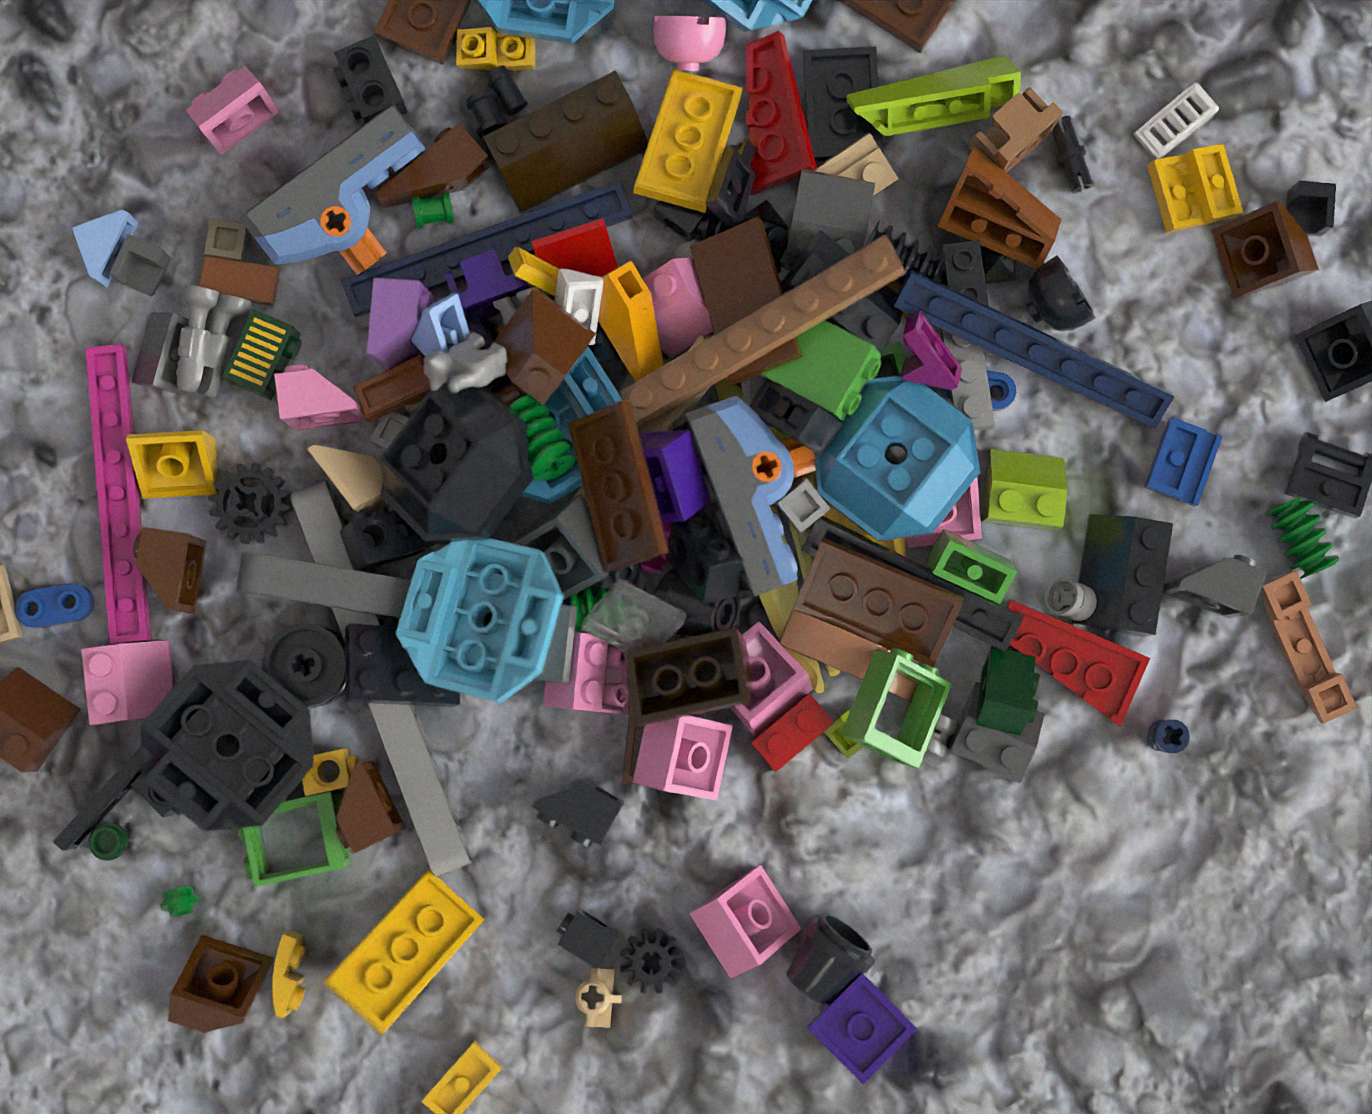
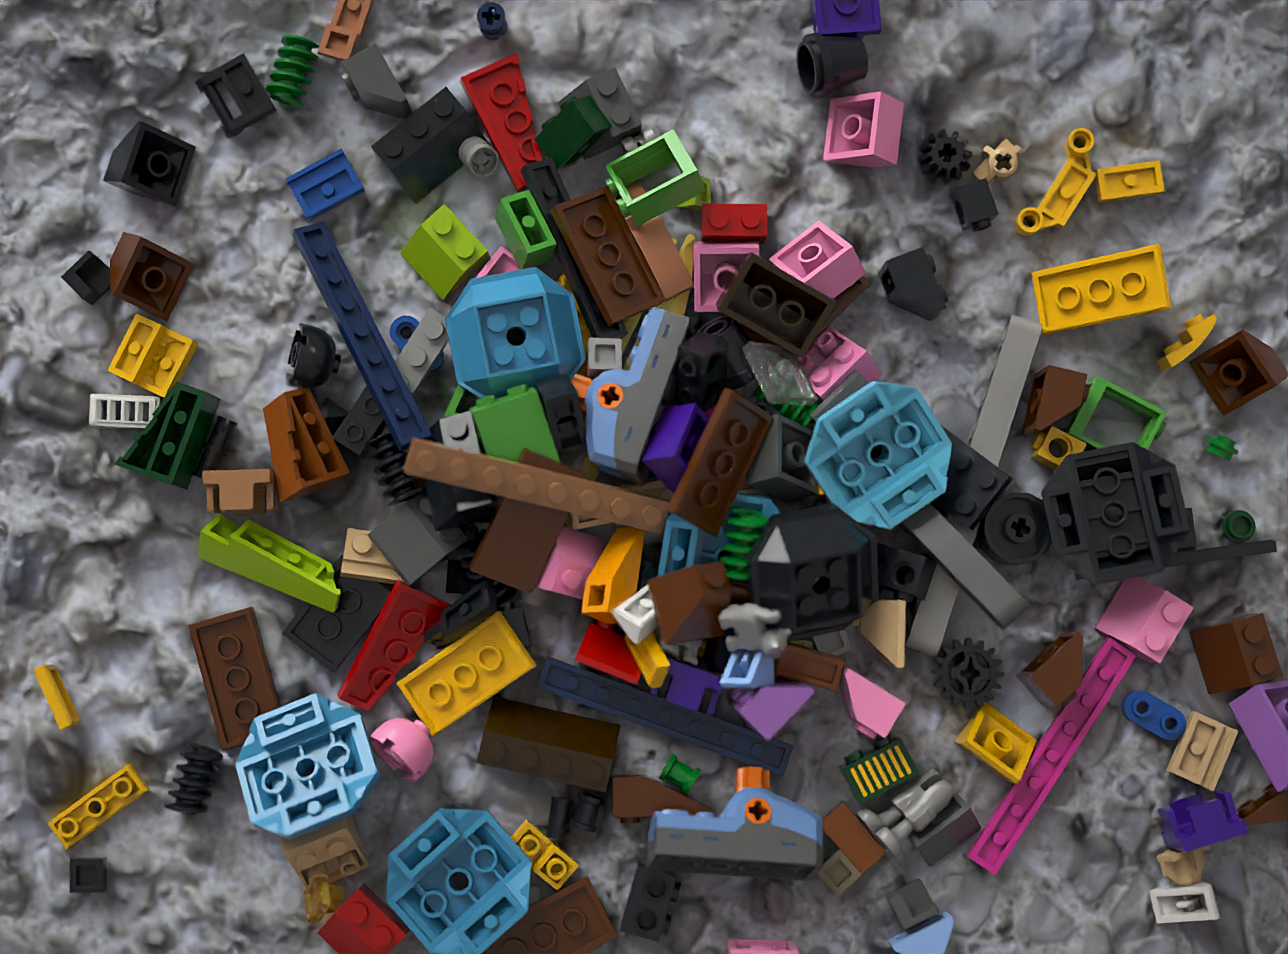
camera: 140 degrees left, 0 degrees up
(514, 1023) = (1065, 190): none -> yellow plate
(931, 359) = (437, 384): magenta slope -> none
(1113, 129) = (174, 437): none -> dark green wedge

